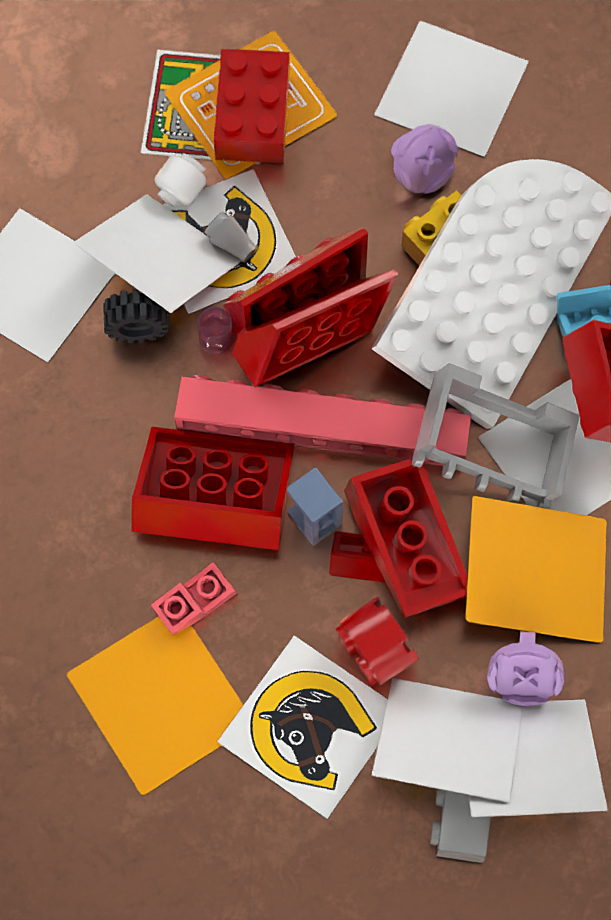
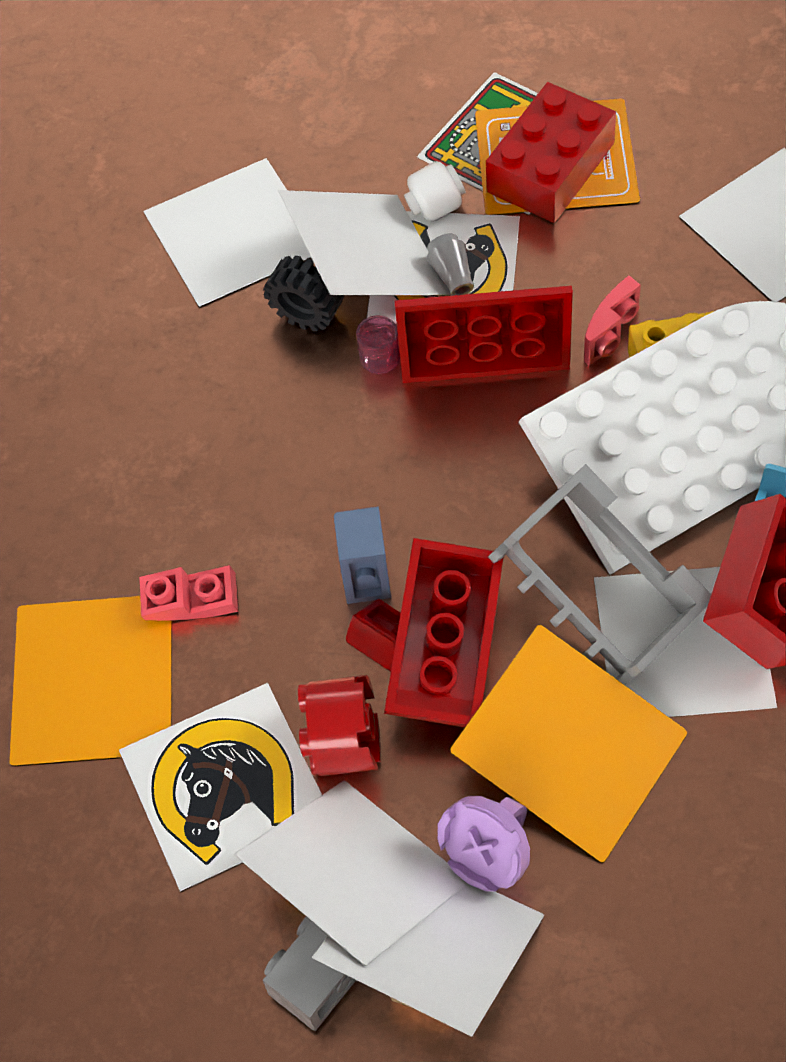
camera: 35 degrees right, 10 degrees down
(212, 488) = (271, 492): red slope -> none
(312, 328) = (470, 372): red slope -> none
(312, 419) = (428, 477): coral brick -> none
(379, 241) = (605, 326): none -> coral slope
(424, 158) = (700, 270): lavender tile -> none

